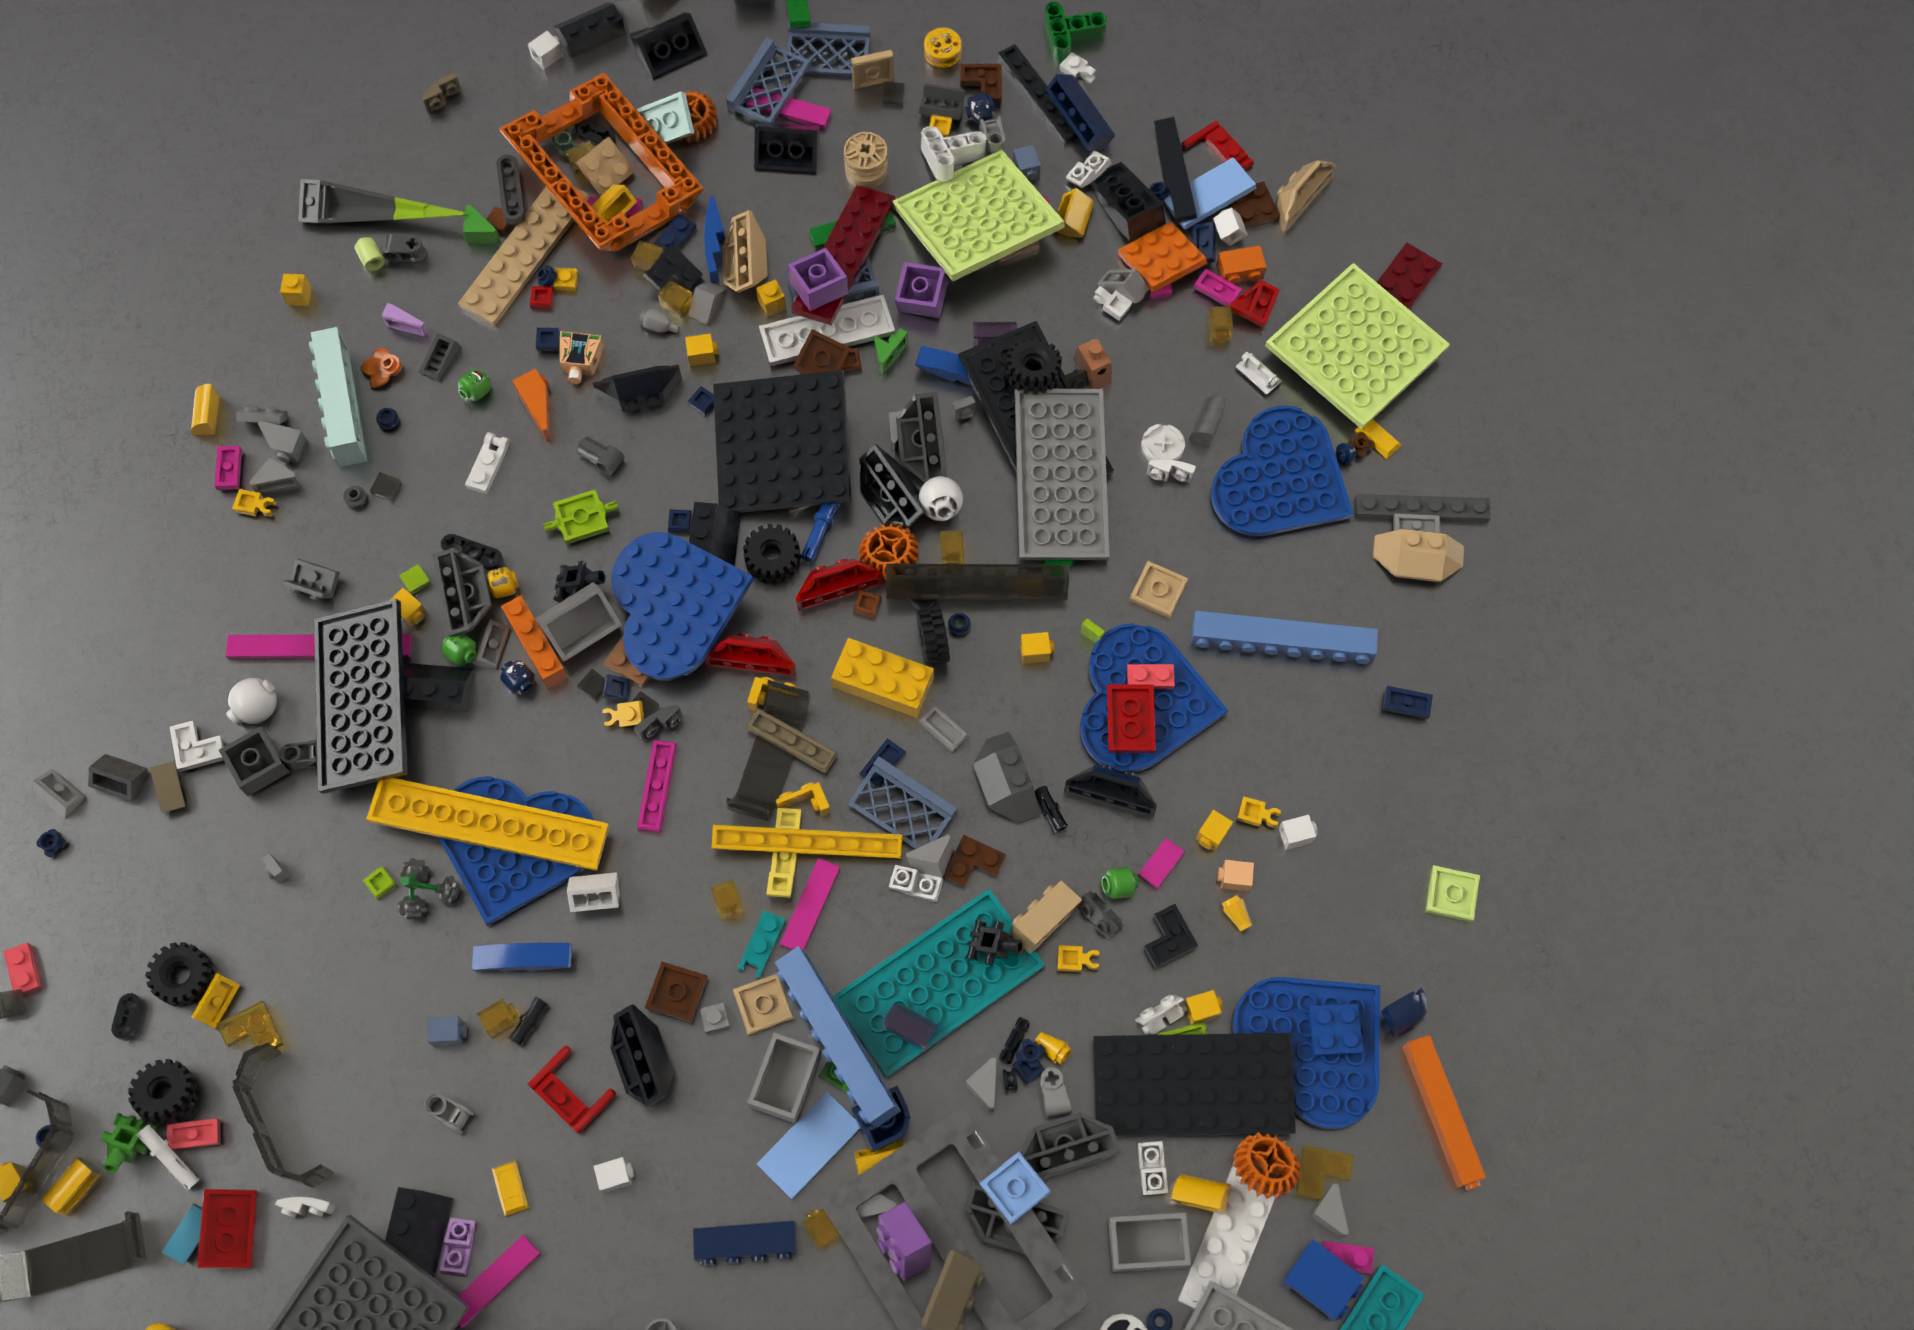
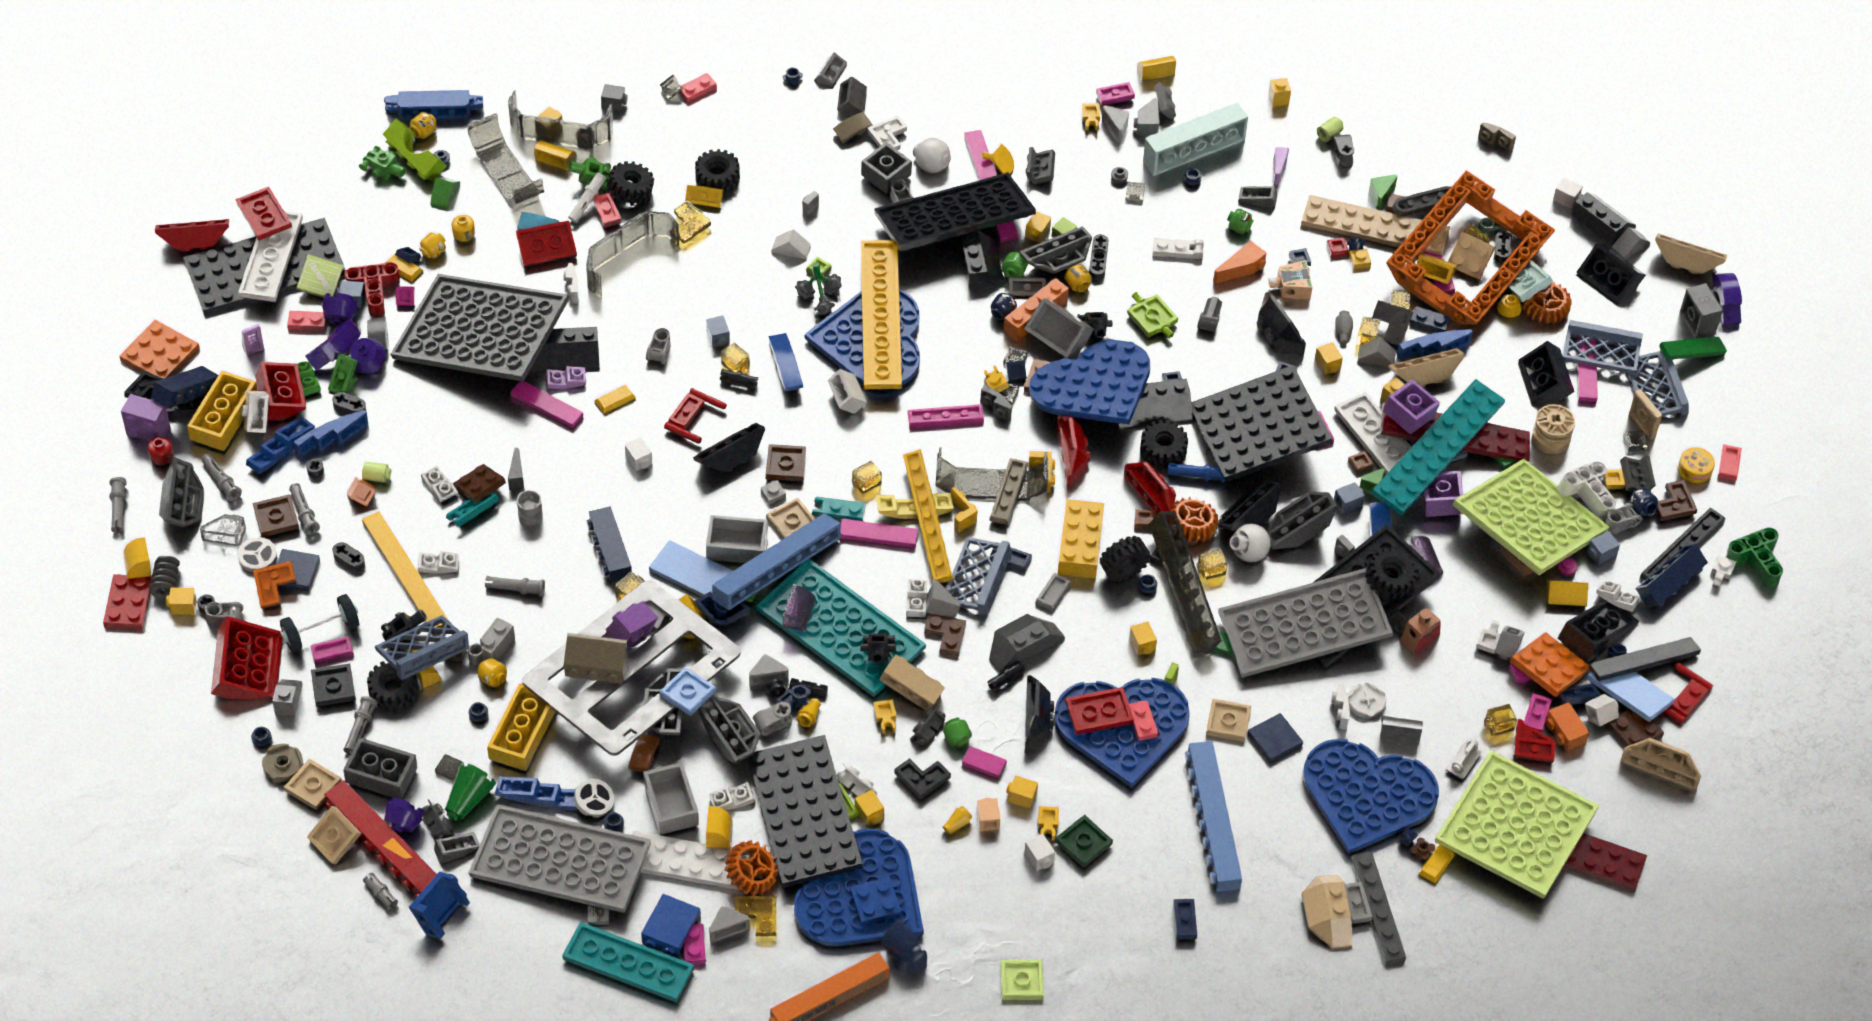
camera: 75 degrees right, 15 degrees down
(126, 1017) = (679, 152): black beam -> none
(284, 622) = (1001, 158): none -> yellow hand
(333, 908) = (791, 244): none -> white slope
(335, 204) = (1366, 99): dark grey plate -> none
(381, 367) = (1235, 162): orange plate -> none
(684, 151) = (1509, 306): none -> yellow cone
(820, 354) = (1350, 437): reddish brown plate -> none
(870, 273) = (1438, 447): none -> teal plate
(898, 384) = (1349, 497): none -> sand blue brick
(943, 17) = (1729, 462): none -> coral tile
(1082, 1266) = (643, 753): none -> dark orange slope
(1191, 548) = (1275, 737): none -> dark blue tile
(1289, 781) = (1084, 841): none -> dark green plate

